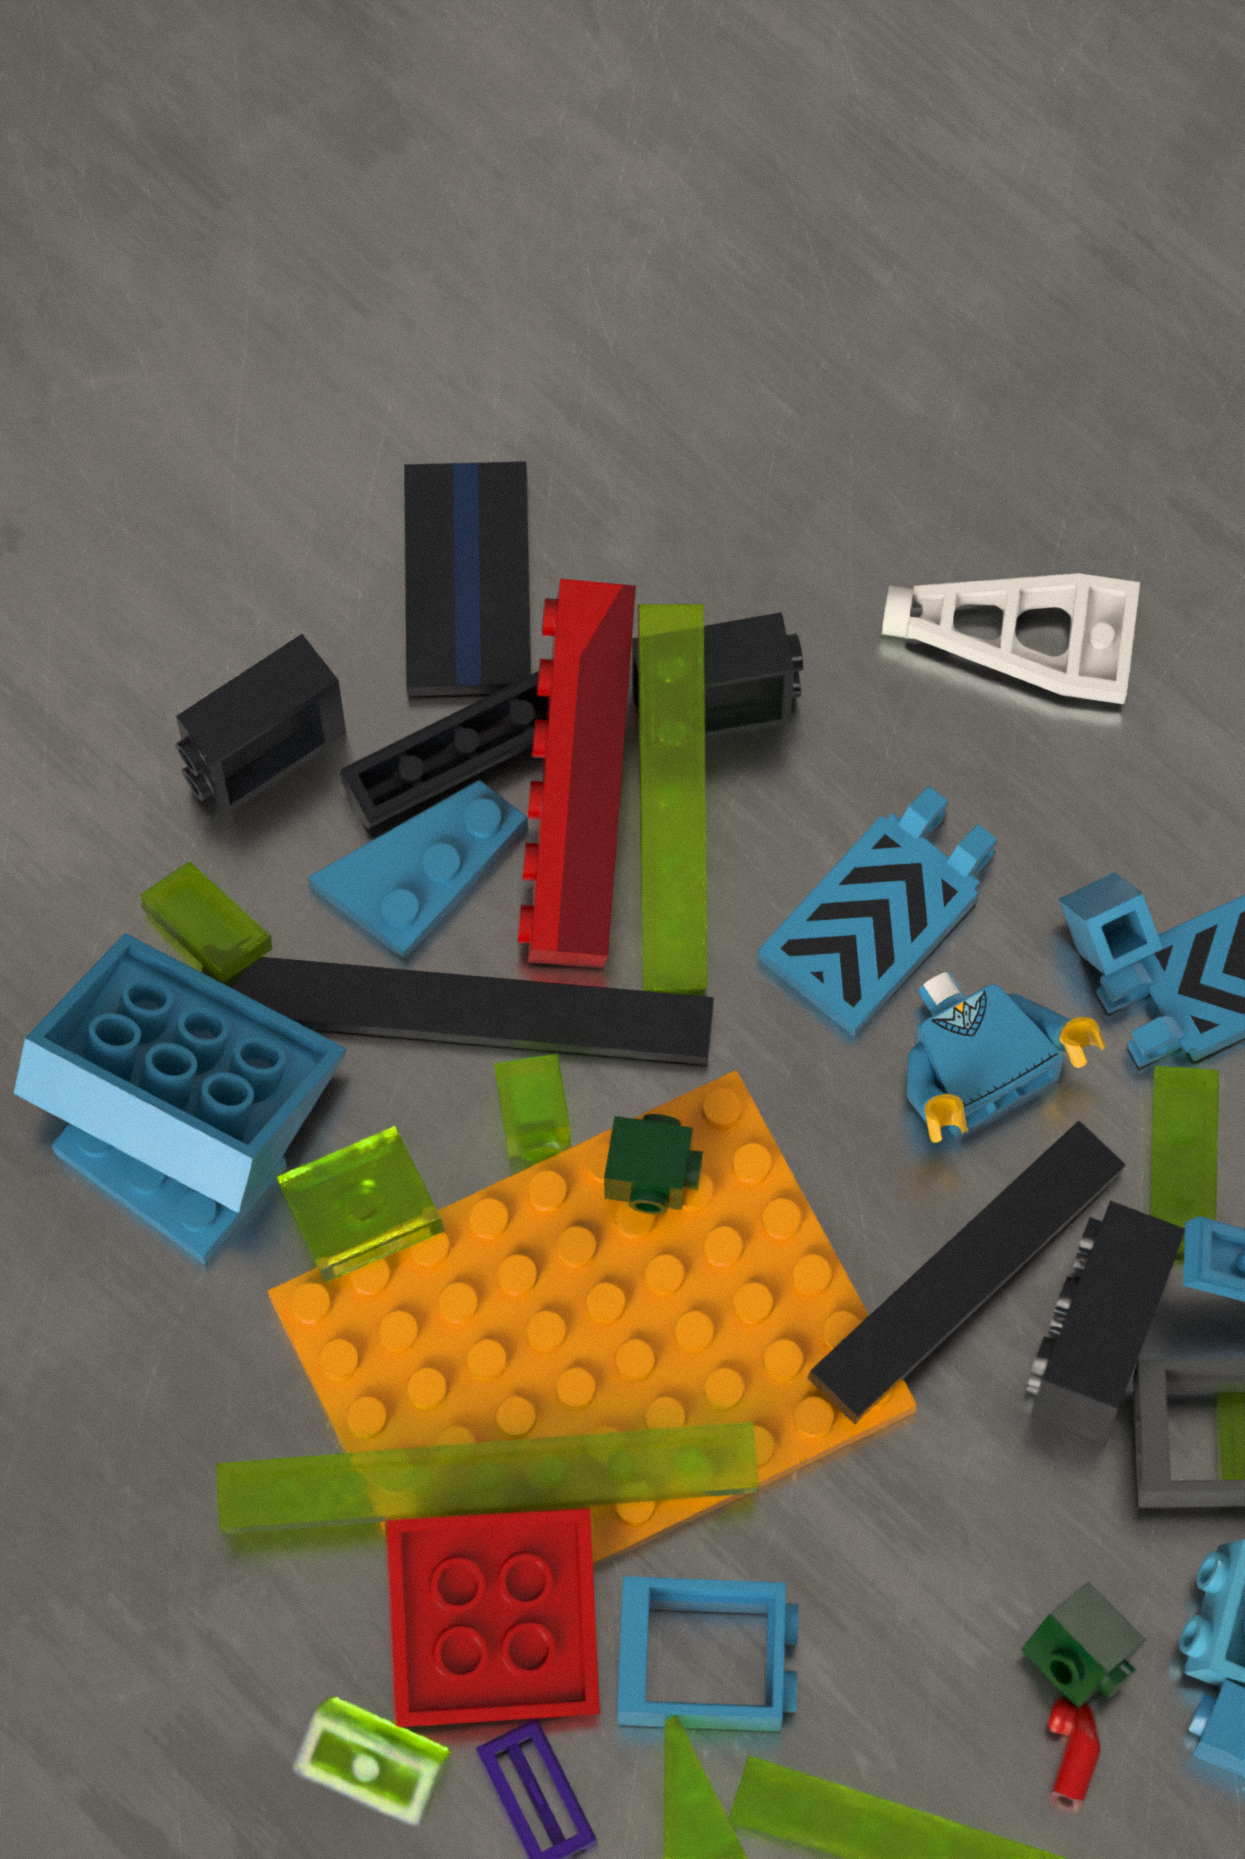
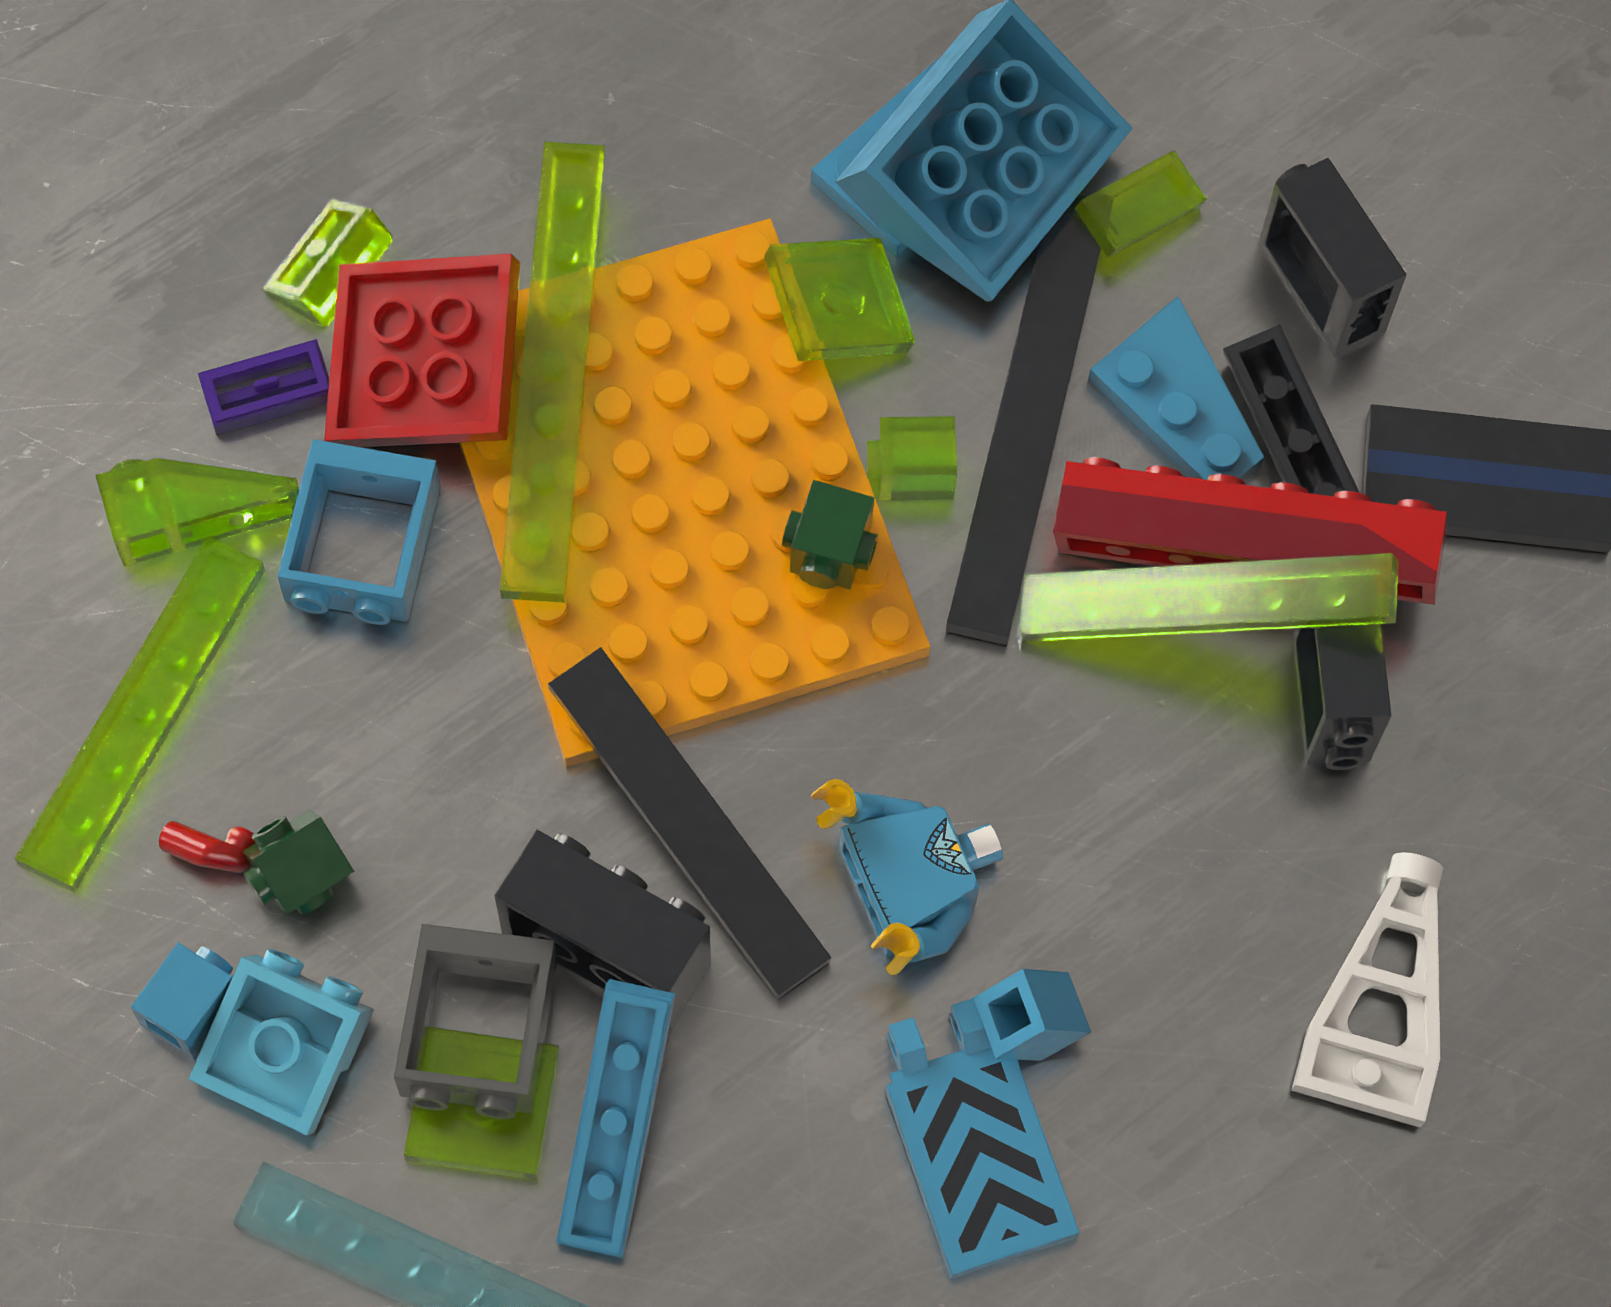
camera: 95 degrees right, 0 degrees up
(878, 913) = (1082, 808): dark azure tile -> none
(1183, 1145) = (776, 1058): clear neon green tile -> none

